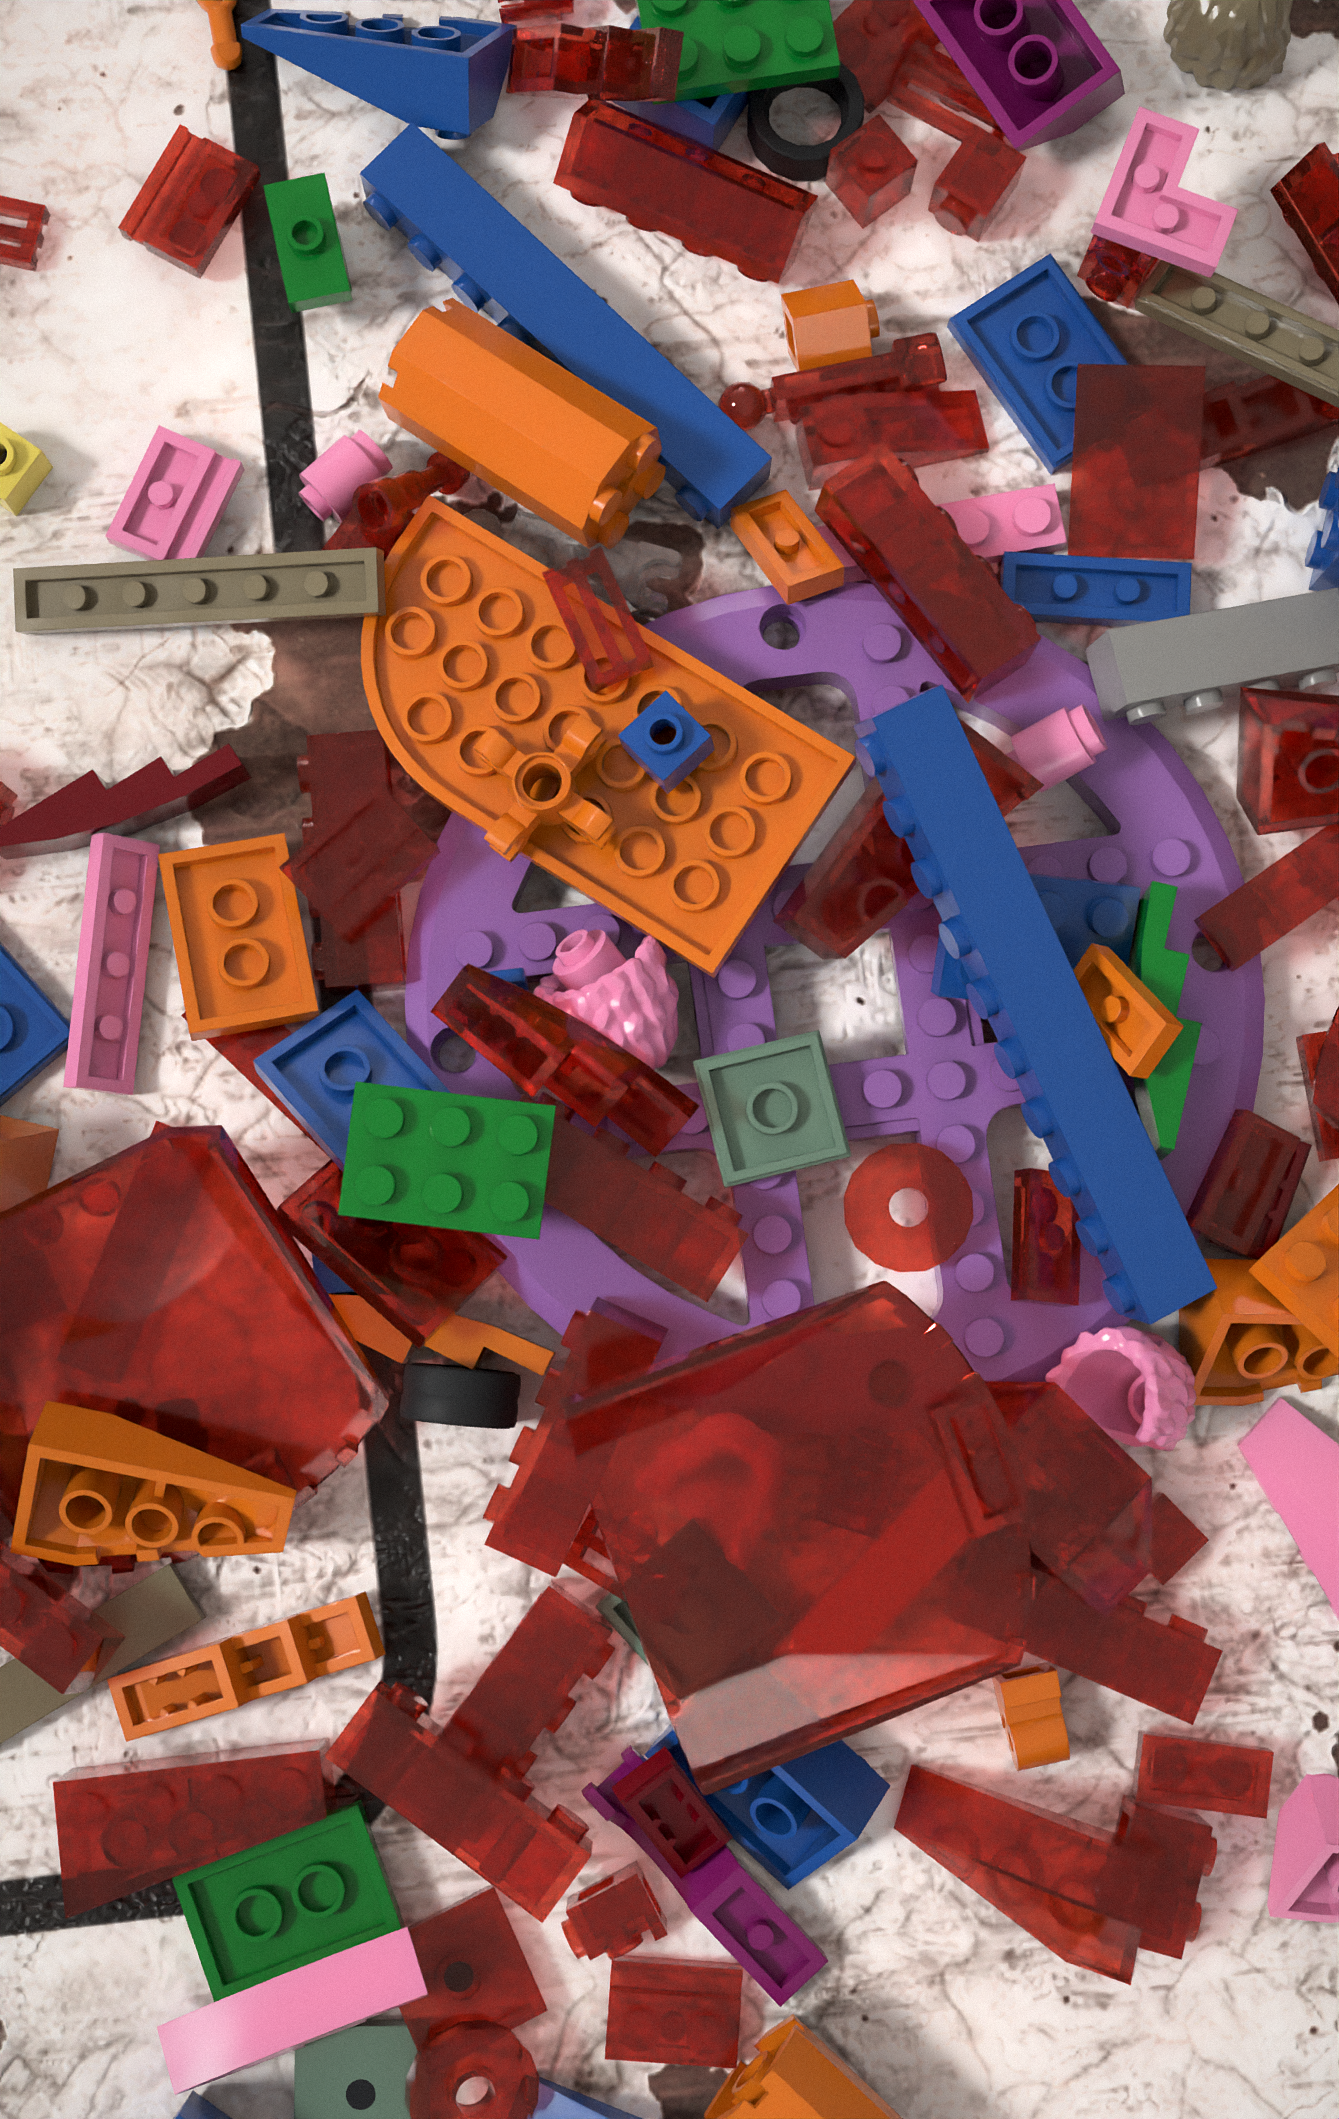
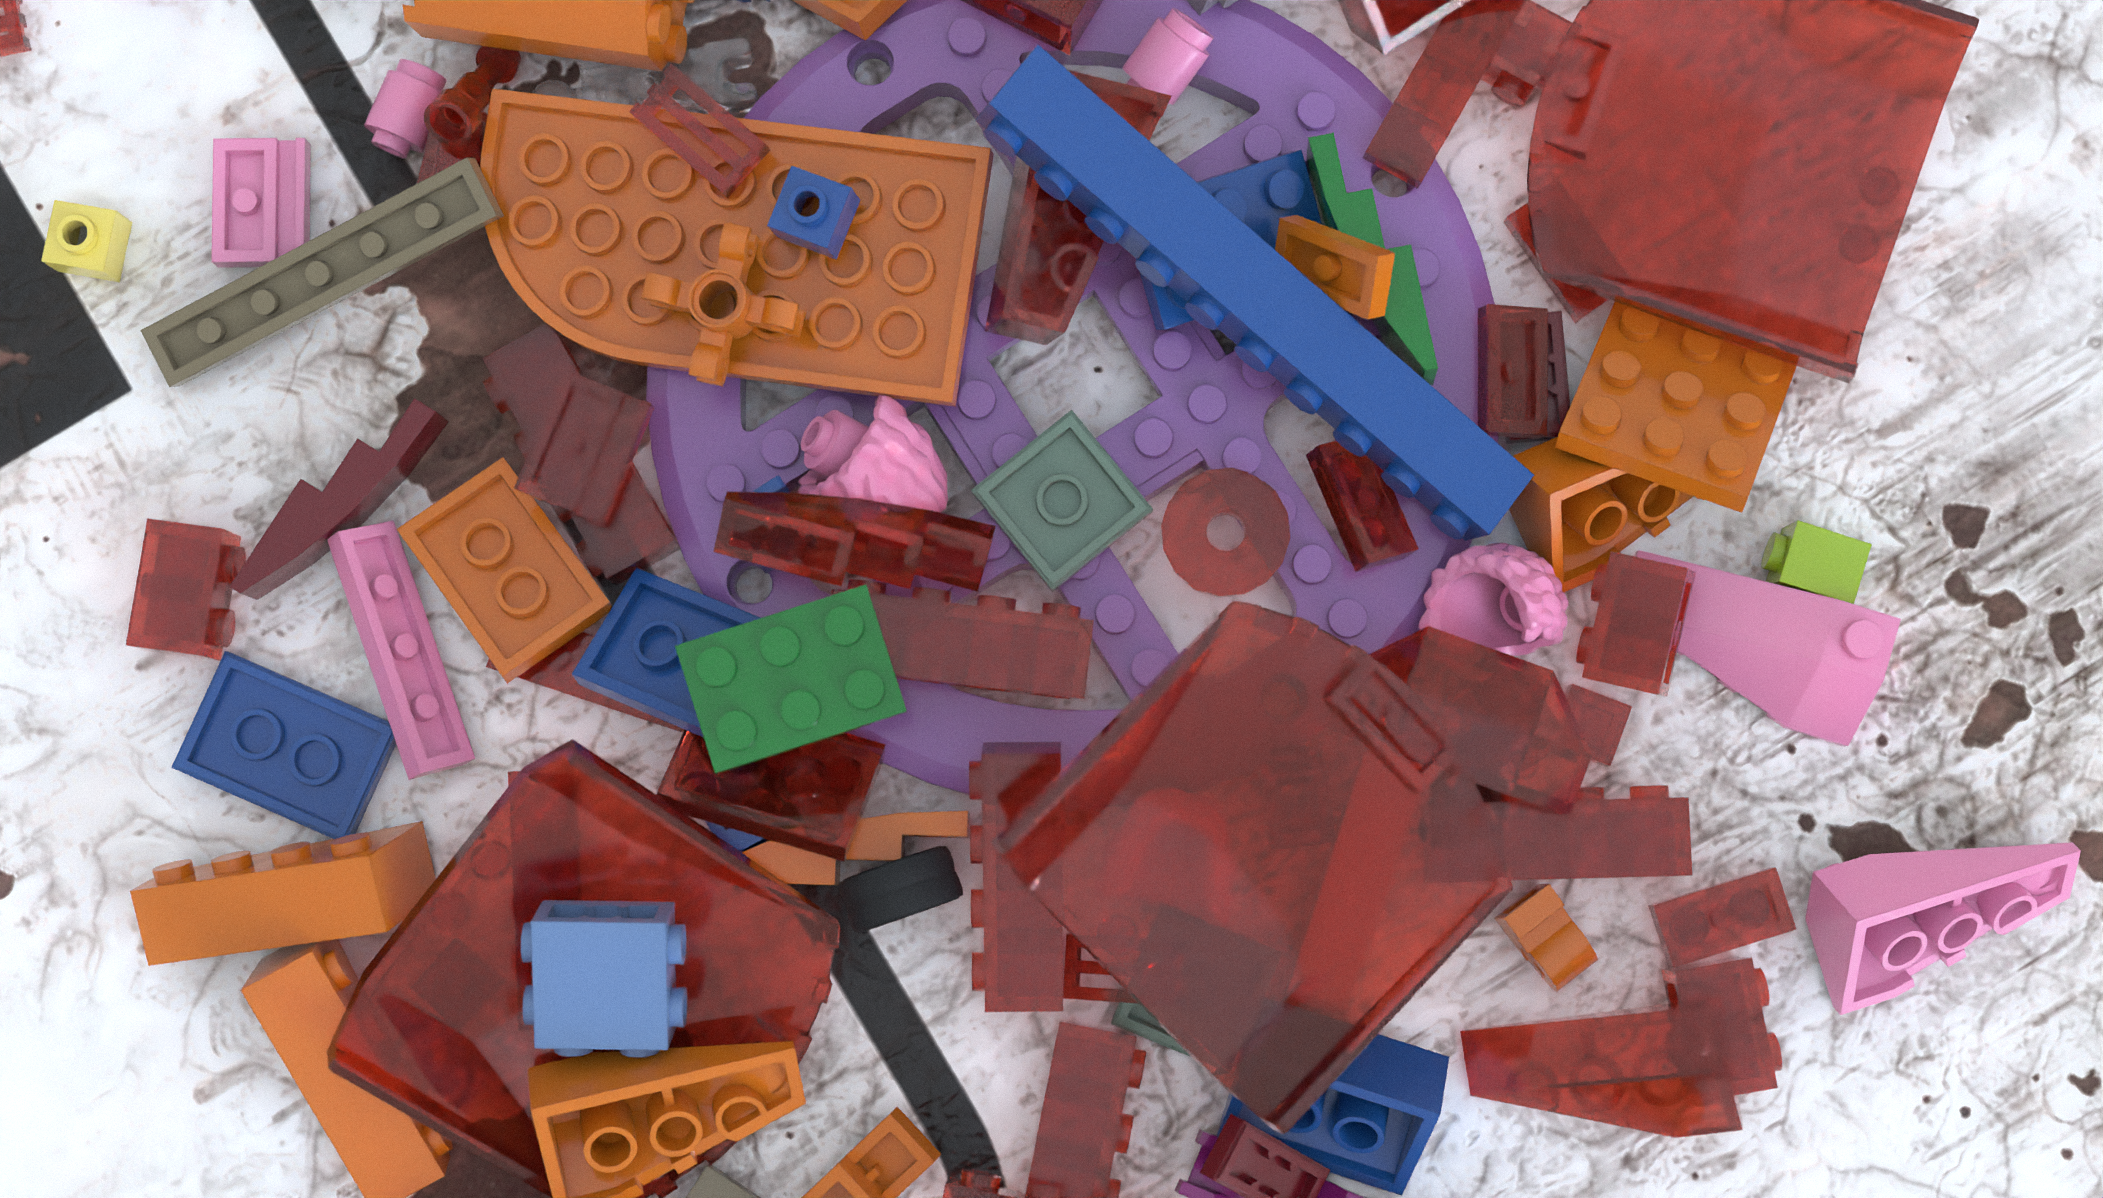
camera: 20 degrees left, 0 degrees up
(153, 1351) = (604, 976): none -> medium blue brick
(1247, 1466) = (1636, 623): none -> clear red brick

